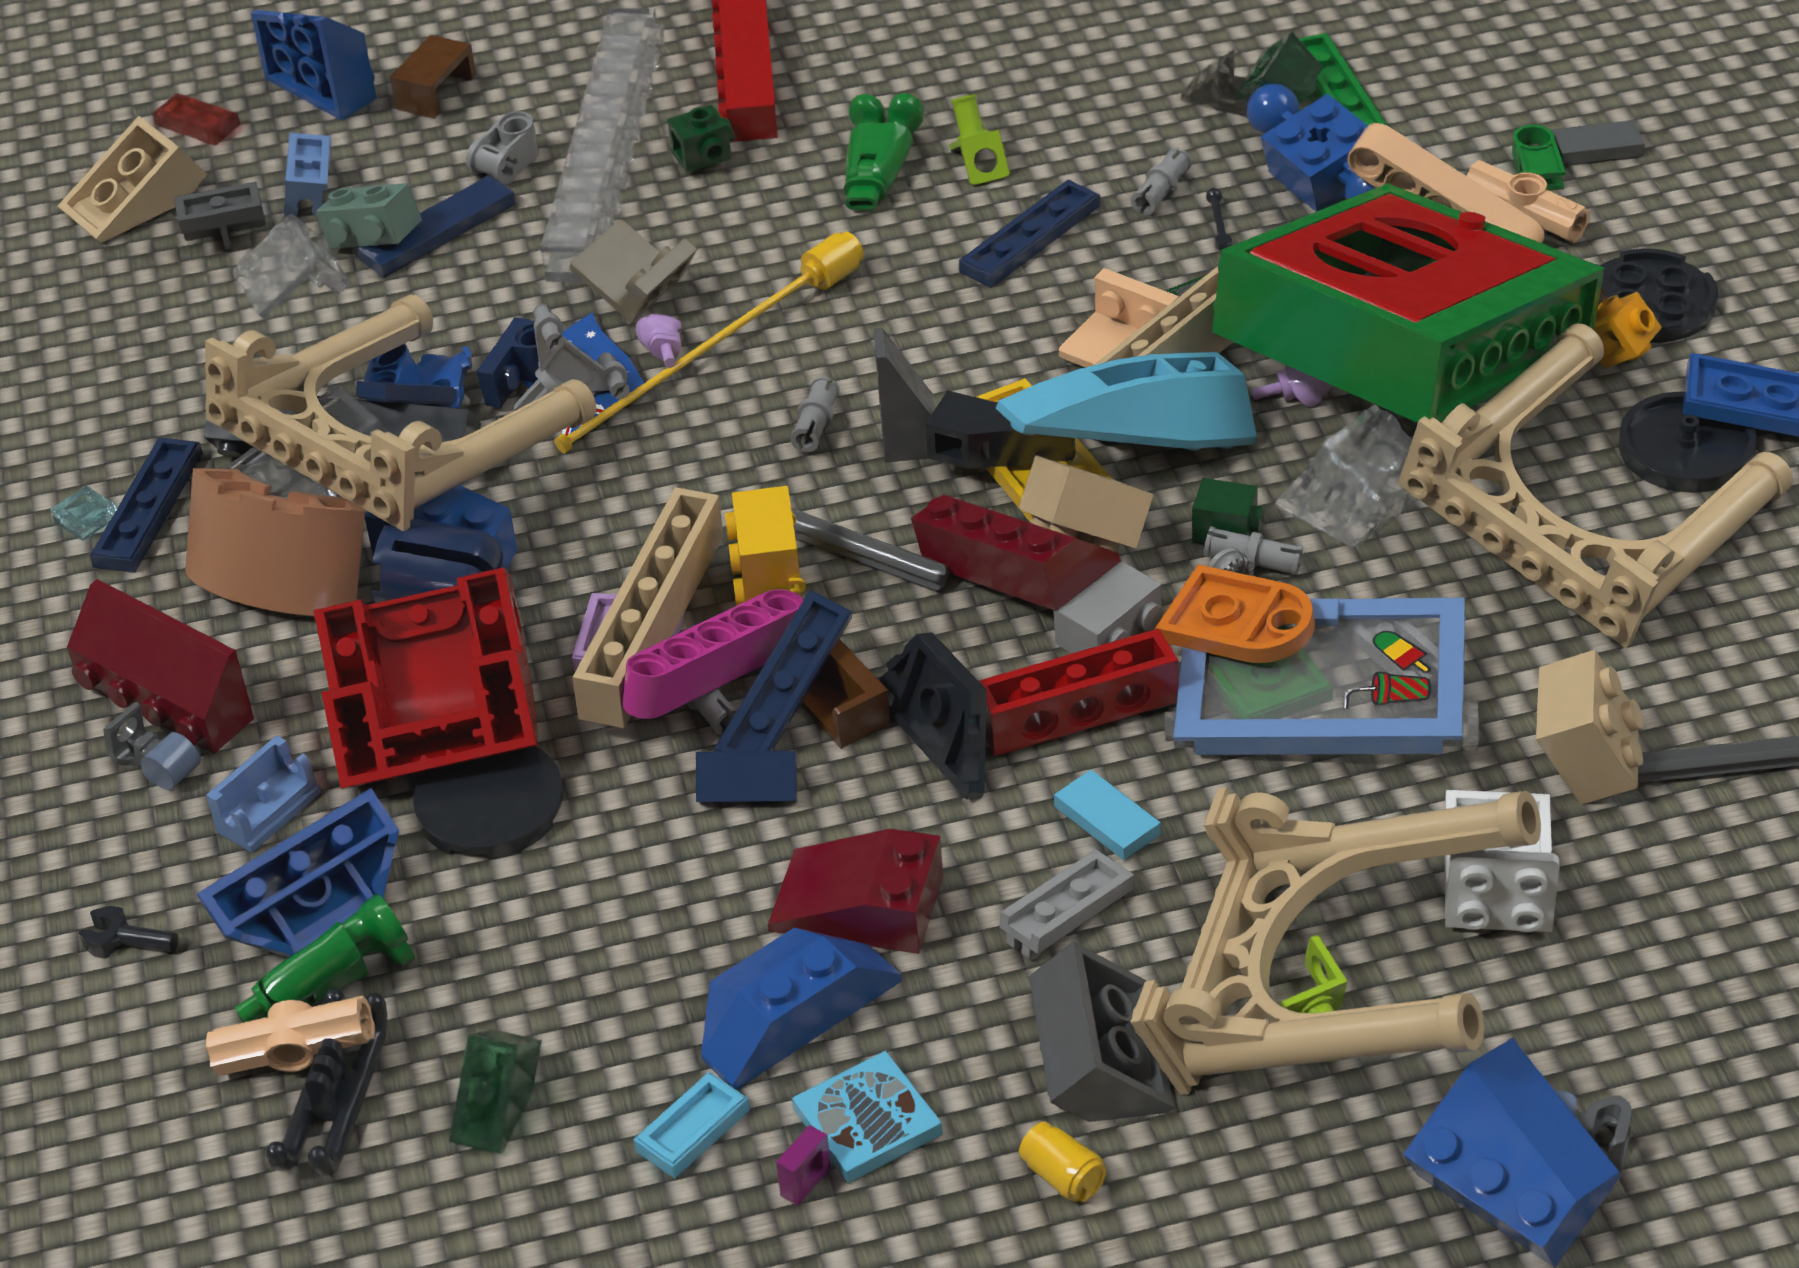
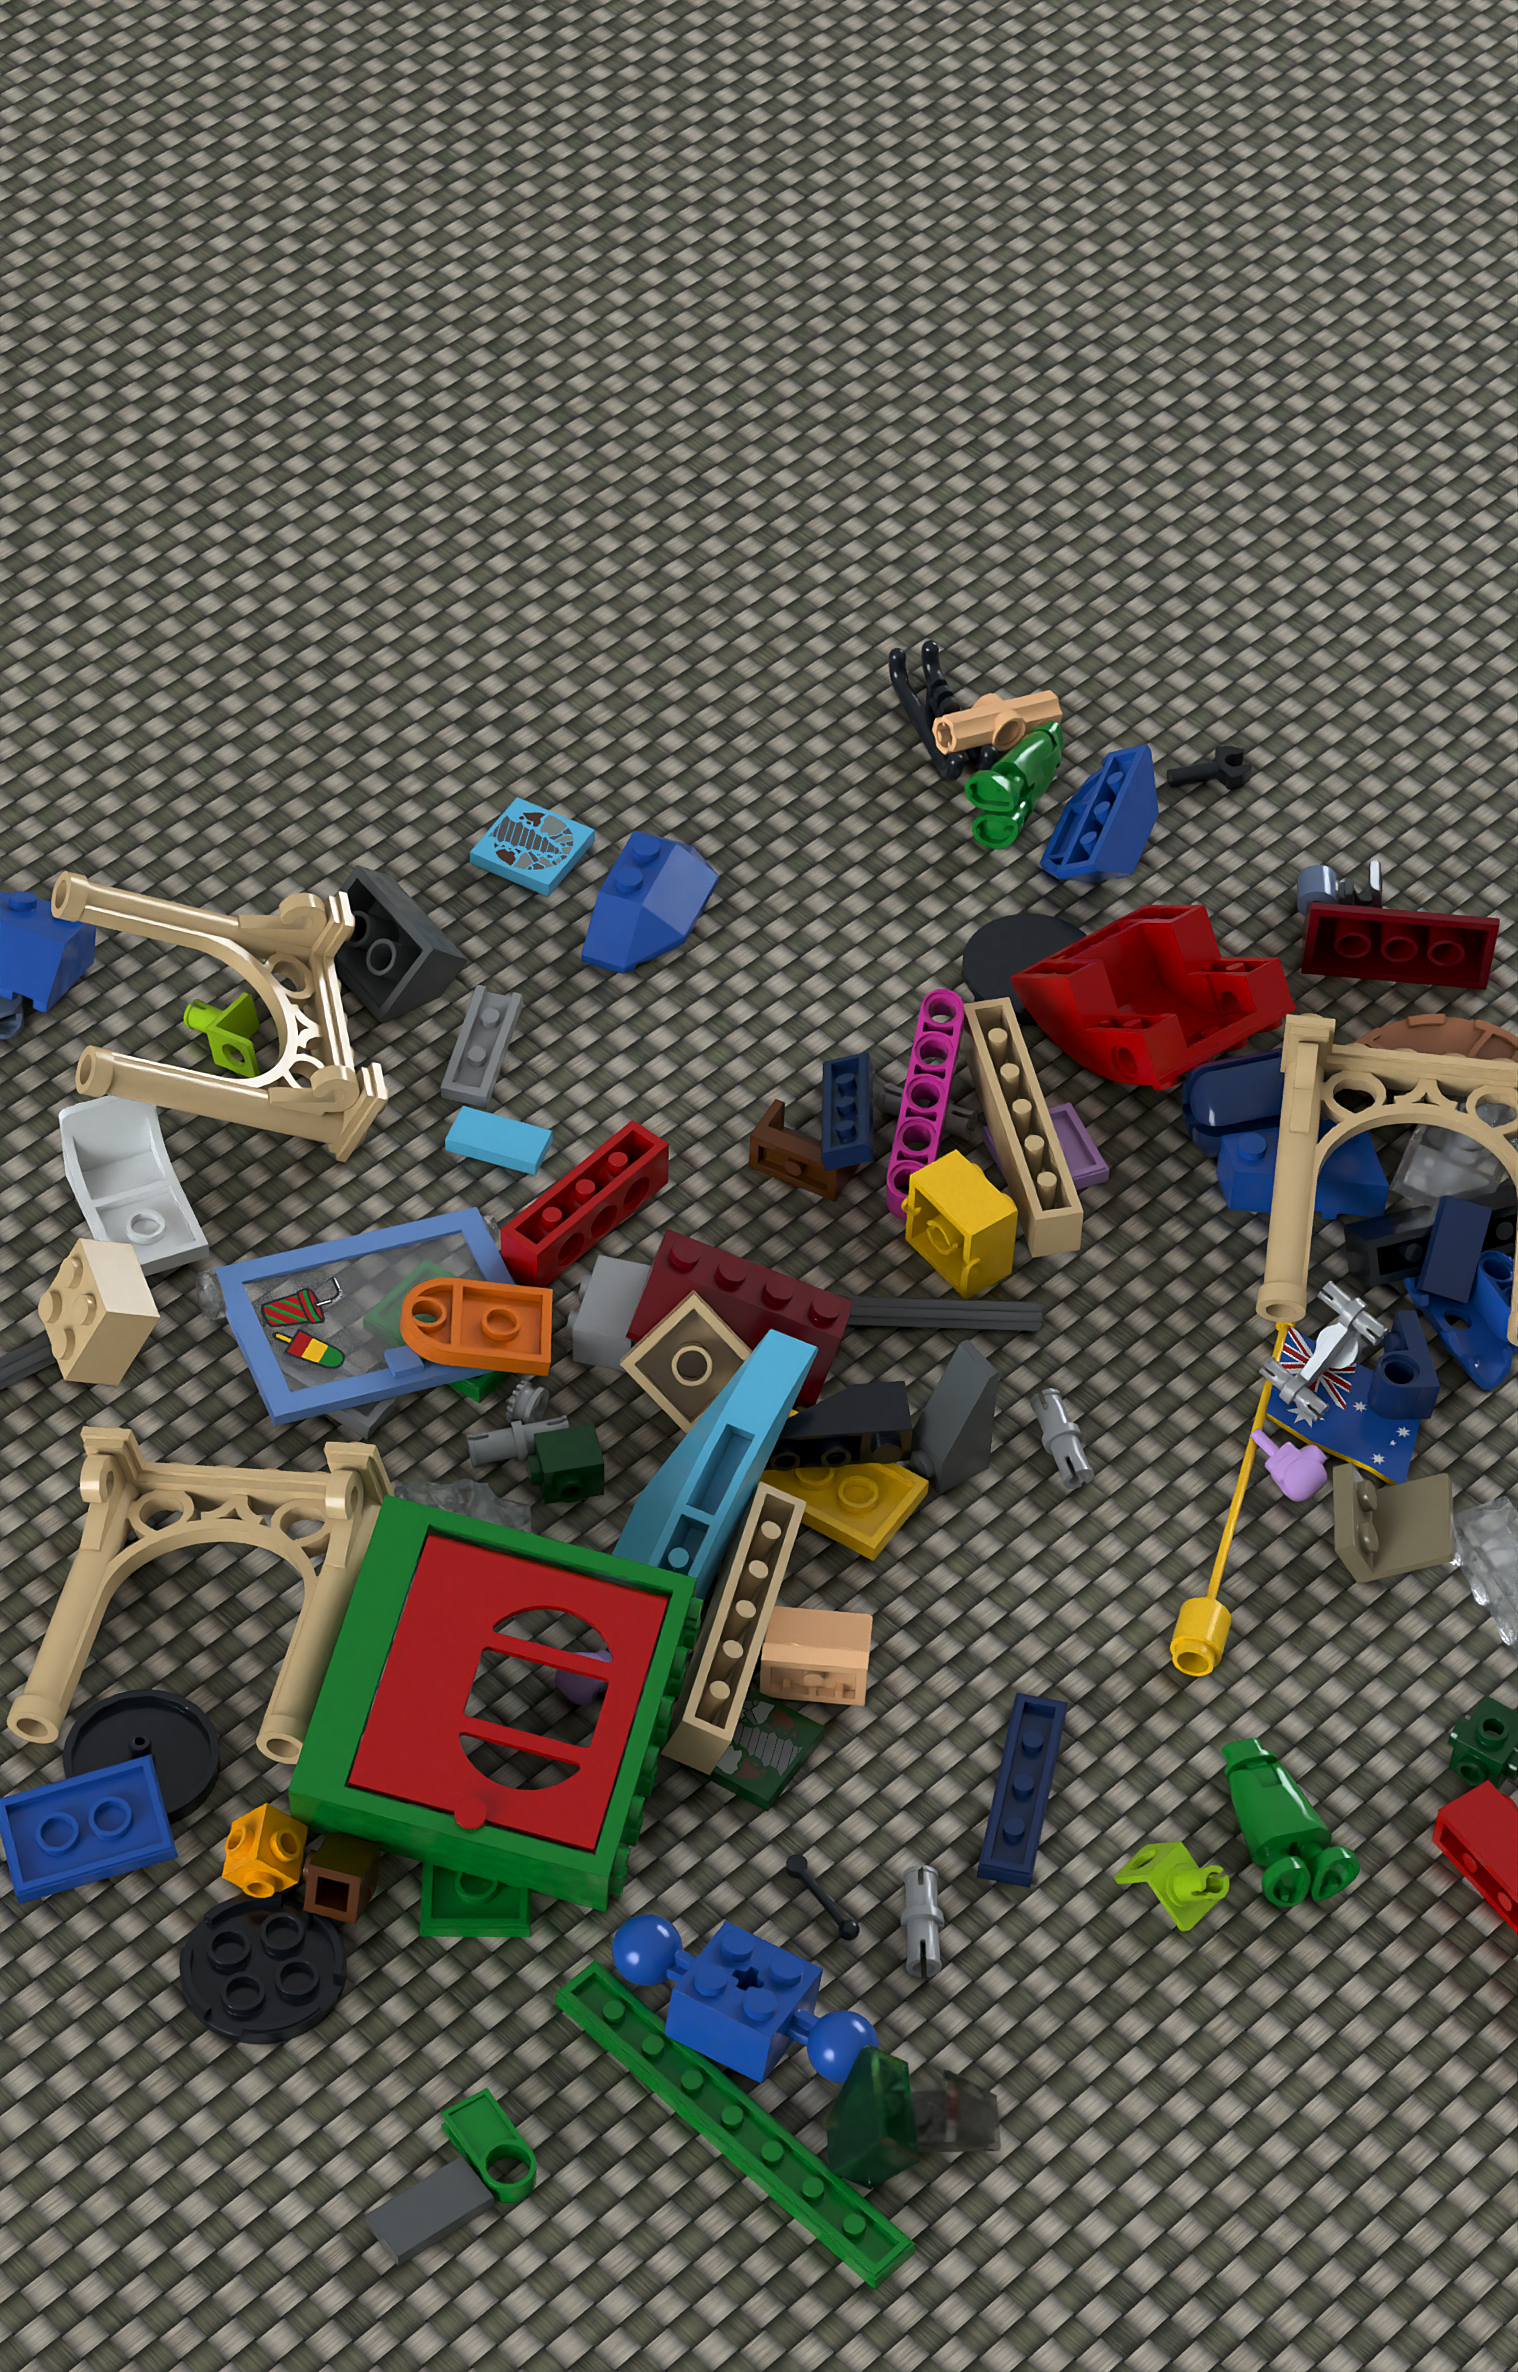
camera: 145 degrees right, 5 degrees up
(262, 795) = (1211, 884): medium blue hinge -> none
(493, 1088) = (821, 758): clear green slope -> none
(691, 1125) = (659, 798): medium azure tile -> none
(746, 776) = (825, 1049): dark blue tile -> none
(803, 1165) = (549, 781): magenta tile -> none
(863, 889) = (655, 993): dark red slope -> none
(940, 710) = (710, 1144): black wing -> none
(1062, 1162) = (350, 849): yellow piece -> none
(1389, 157) = (546, 1939): light nougat beam -> none
(1530, 196) = (434, 2033): light nougat piece -> none

